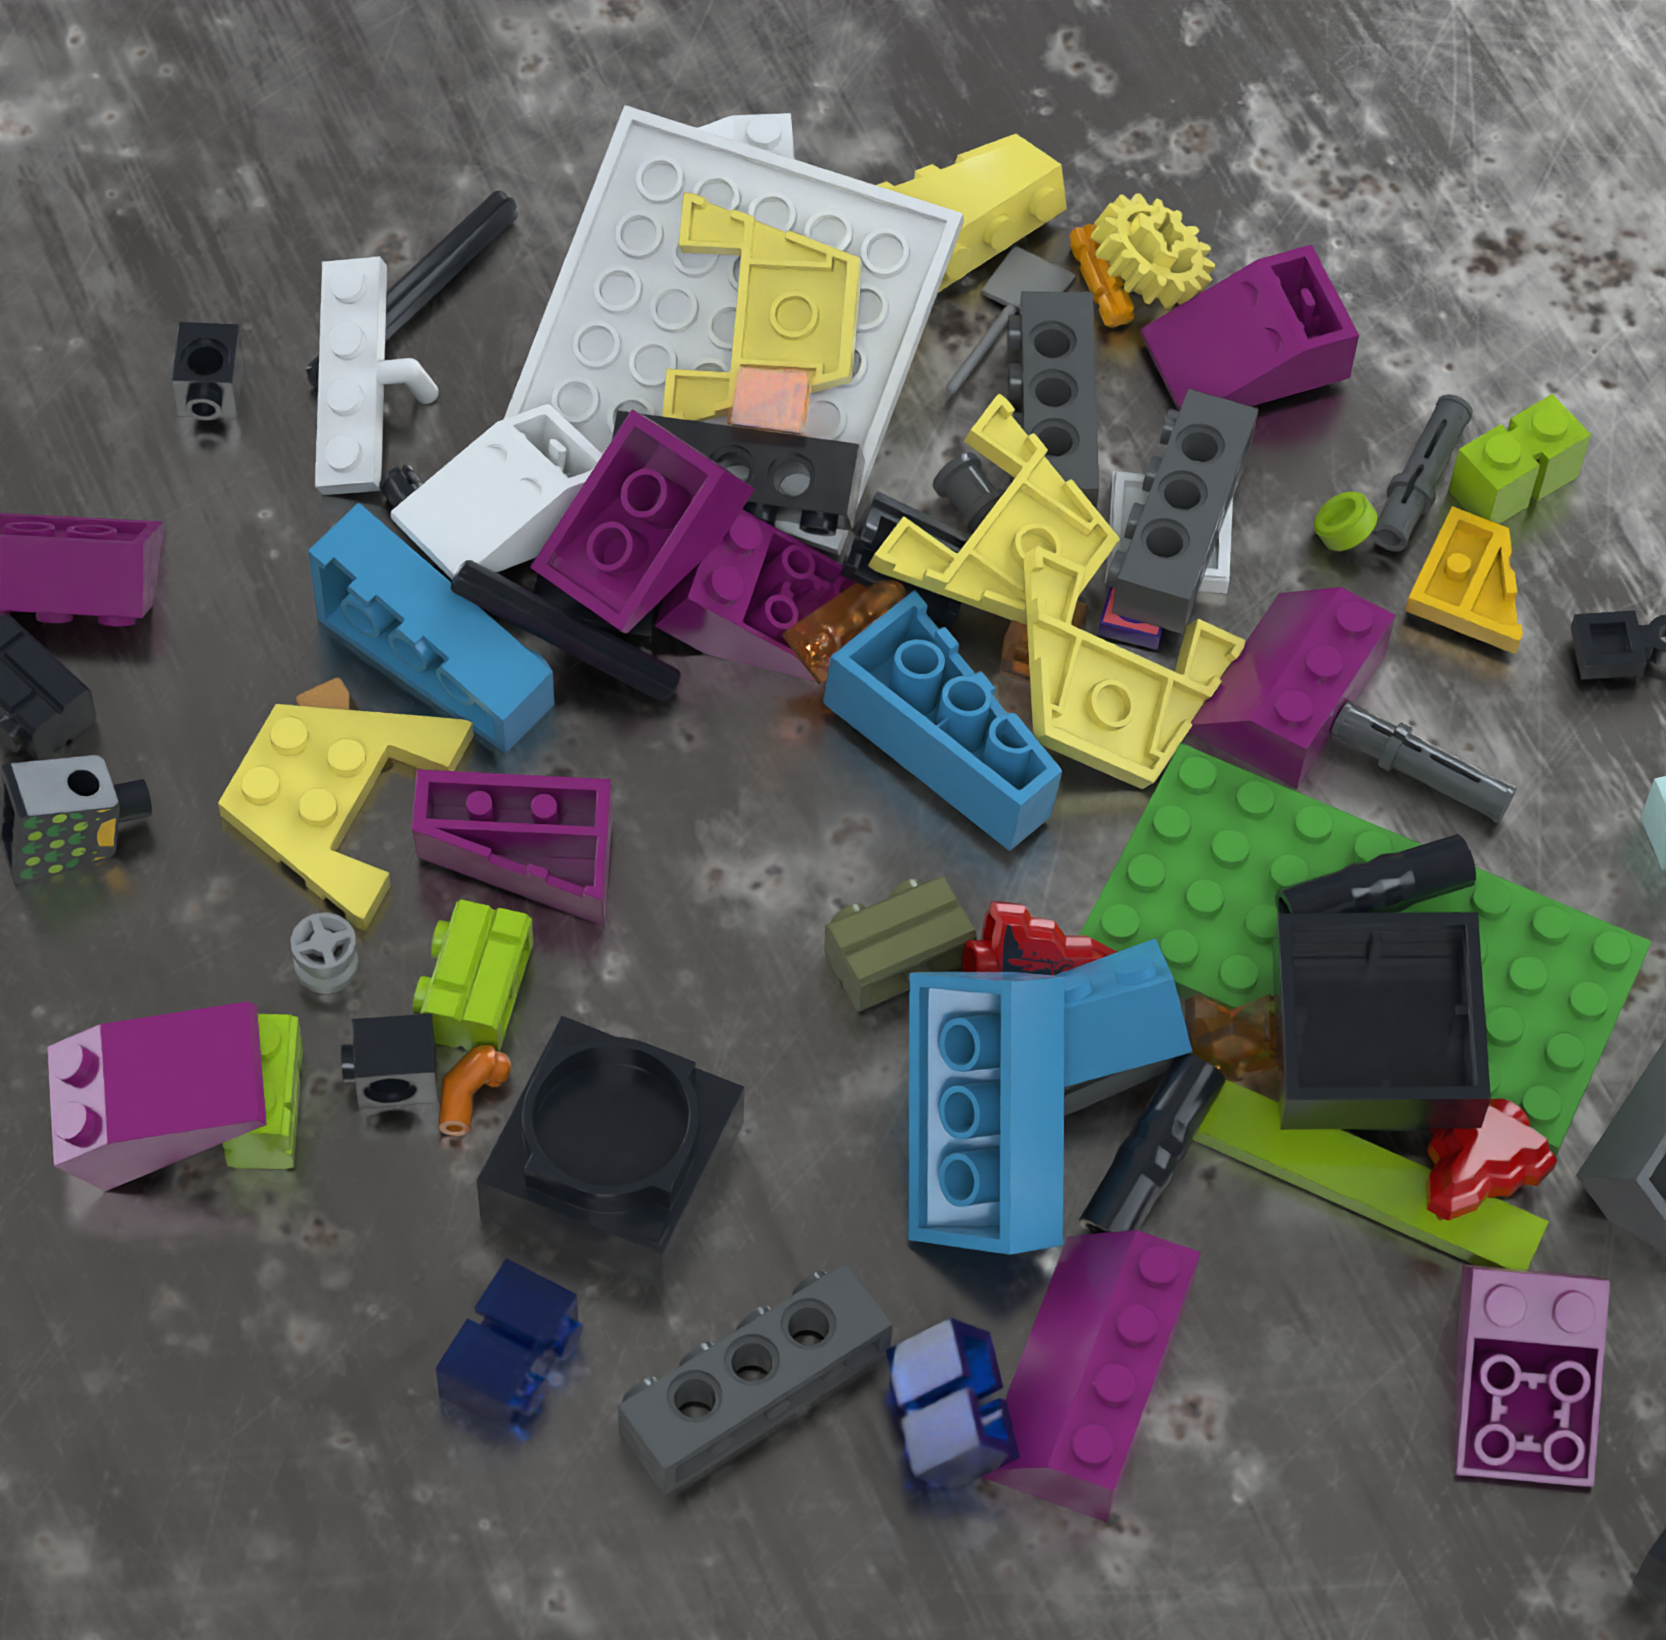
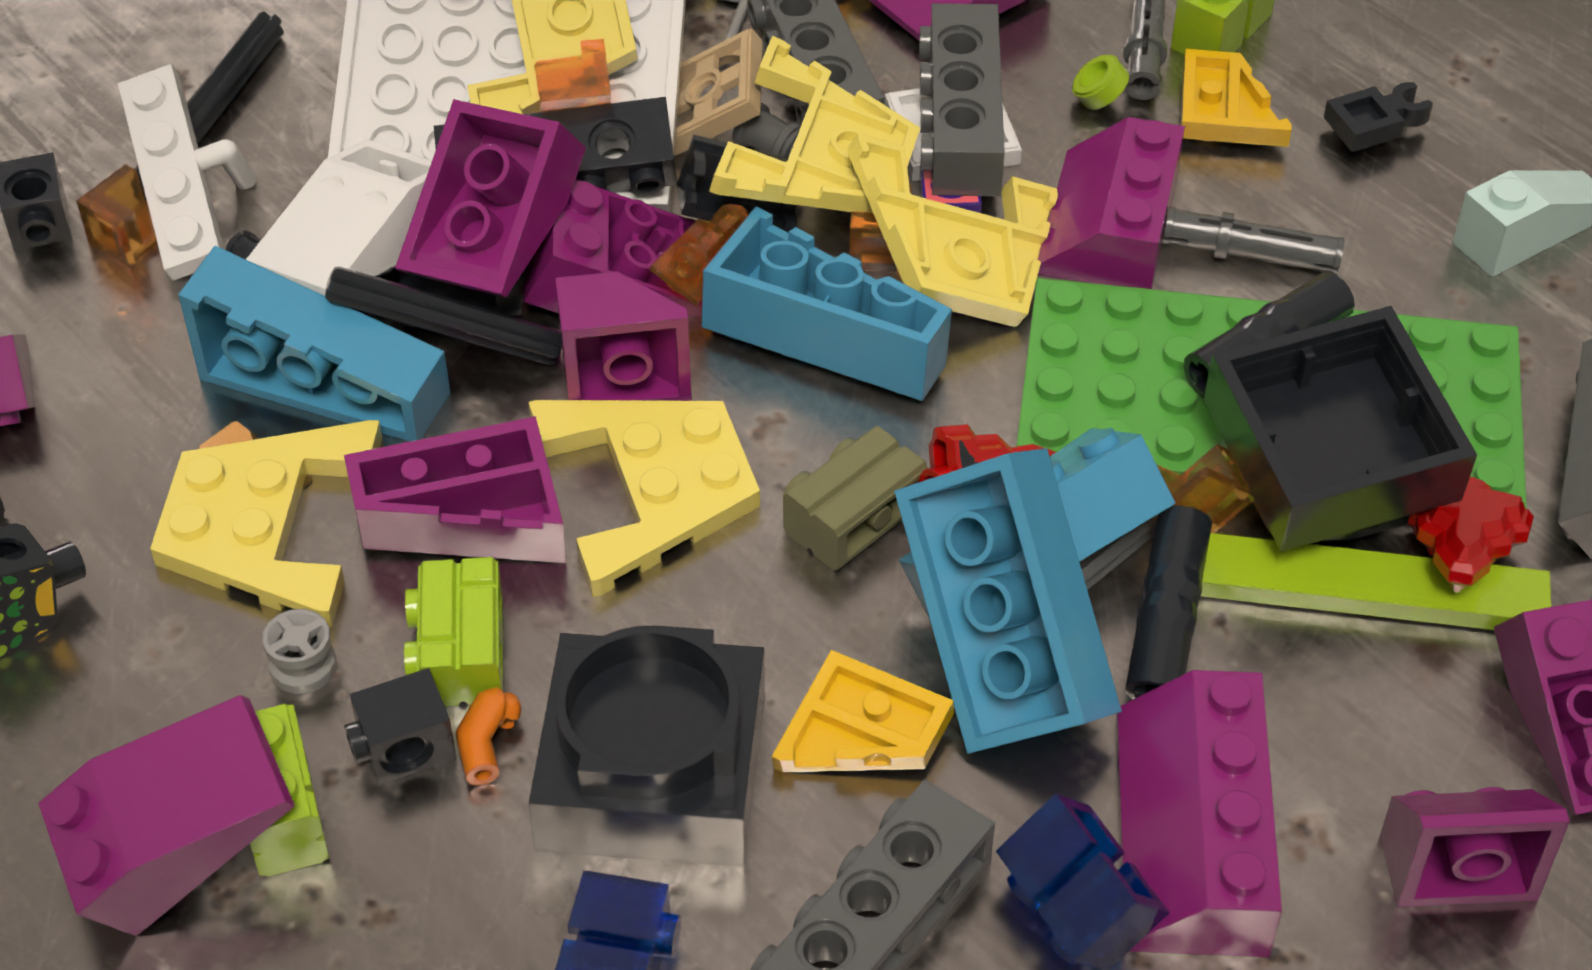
camera: 15 degrees left, 10 degrees down
(286, 411) = (118, 217): none -> clear orange panel
(722, 712) = (622, 340): none -> magenta slope
(743, 856) = (676, 468): none -> light yellow wing
(818, 1181) = (862, 722): none -> yellow wing
(922, 399) = (704, 71): none -> tan piece
(1328, 1476) = (1471, 846): none -> magenta slope

